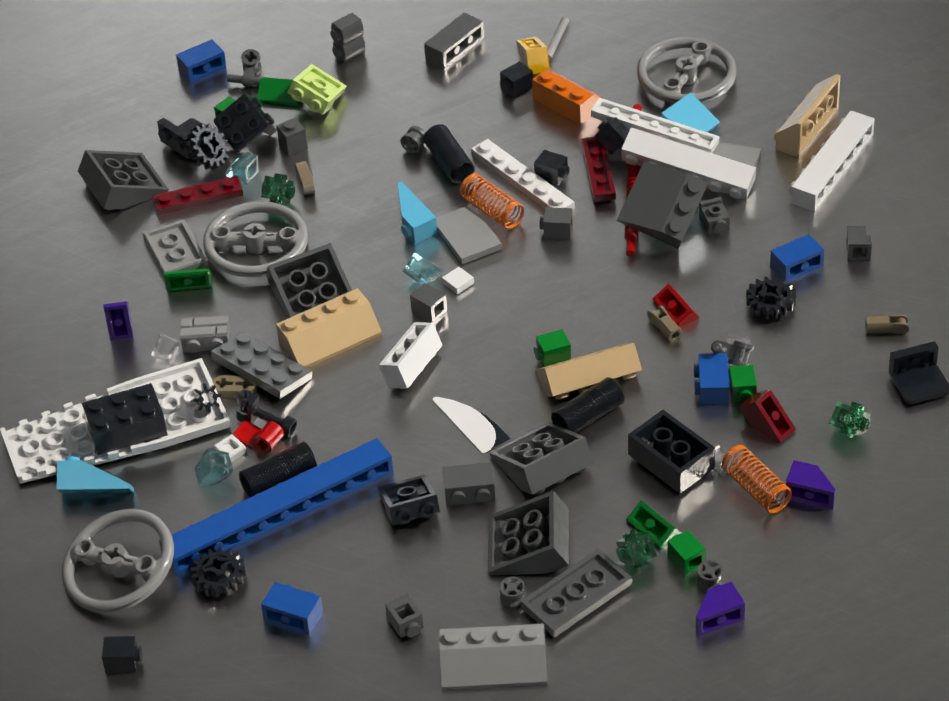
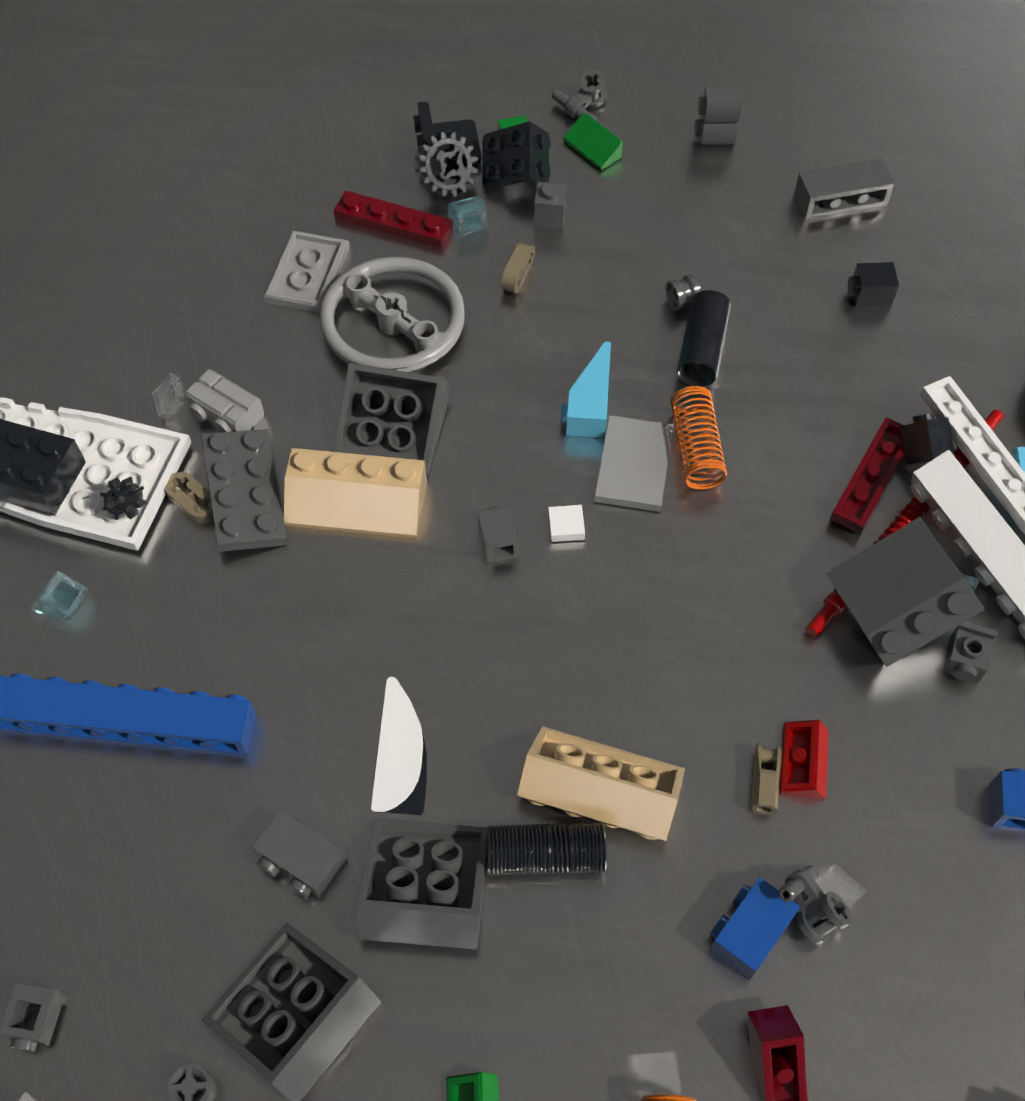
camera: 35 degrees right, 15 degrees up
(118, 320) = (156, 323): dark purple slope -> none
(120, 178) = (334, 150): dark grey slope -> none
(188, 279) = (279, 321): green slope -> none
(201, 61) = (544, 57): blue brick -> none
(232, 446) = (107, 582): white tile -> none
(251, 408) = (168, 549): black bar -> none
(257, 438) = (149, 586): red panel -> none
(271, 472) = (104, 655): black piece -> none
(278, 189) = (470, 264): clear green brick -> none
(316, 89) = (629, 161): yellowish green plate -> none
(409, 500) = (209, 822): black plate -> none
(410, 355) = (404, 600): white brick -> none
(422, 269) = (535, 480): clear light blue brick -> none
(520, 176) = (769, 429): white plate -> none
(533, 54) = (922, 264): yellow slope -> none
(552, 167) = (813, 435): black brick -> none
(552, 348) = (585, 714): green brick -> none
(557, 37) = (972, 256): light grey bar -> none
(557, 223) = (752, 523): dark grey brick -> none
(564, 96) = (918, 342): orange slope -> none
(671, 451) = (590, 1020): black brick -> none
(742, 383) = (787, 972): green brick -> none
(771, 297) = (935, 857): black gear -> none

